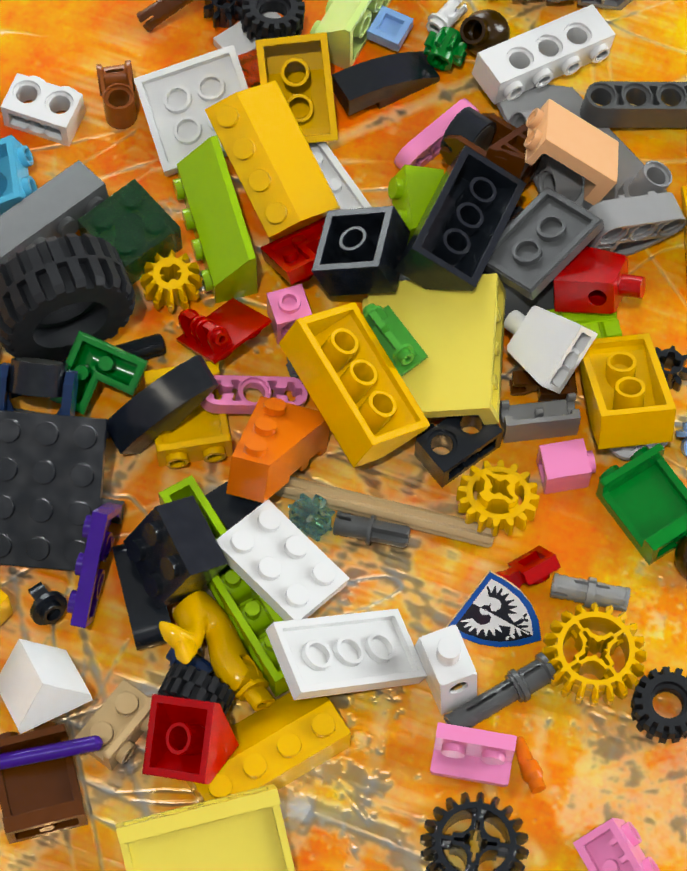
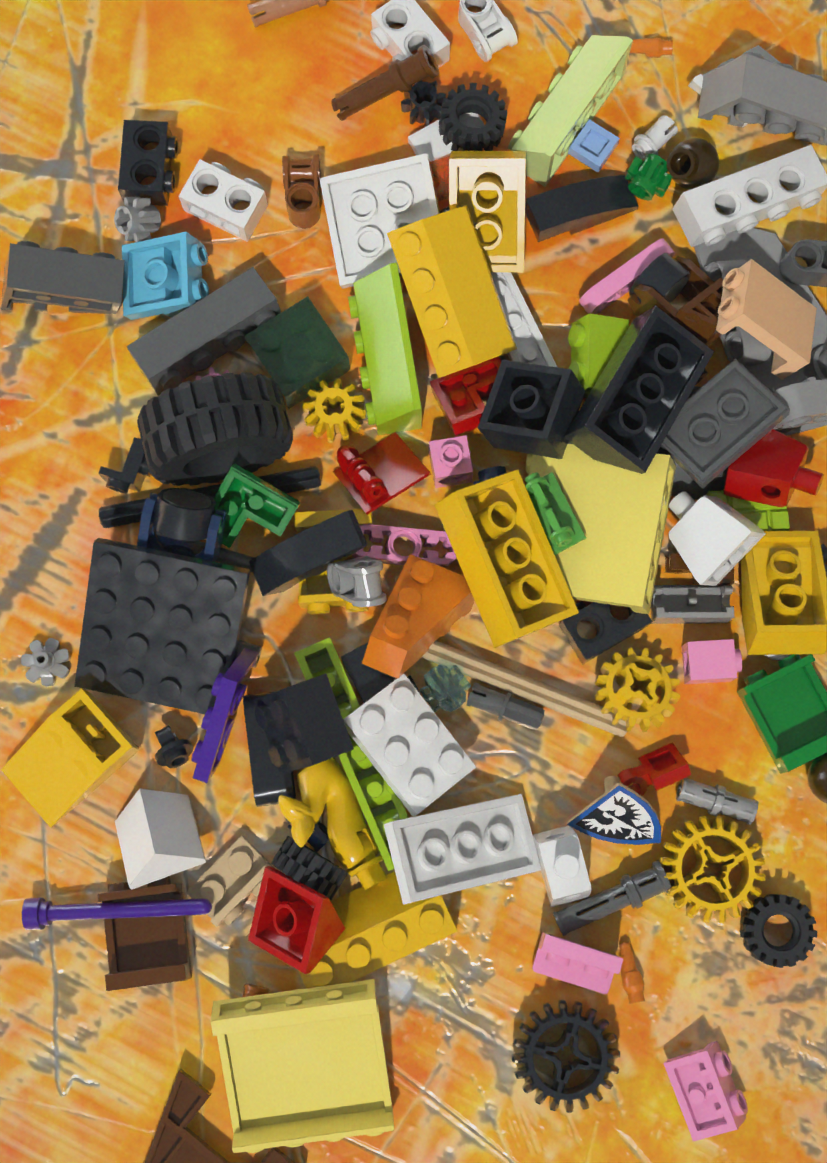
camera: 10 degrees right, 15 degrees up
(211, 418) = (357, 581): none -> light grey piece

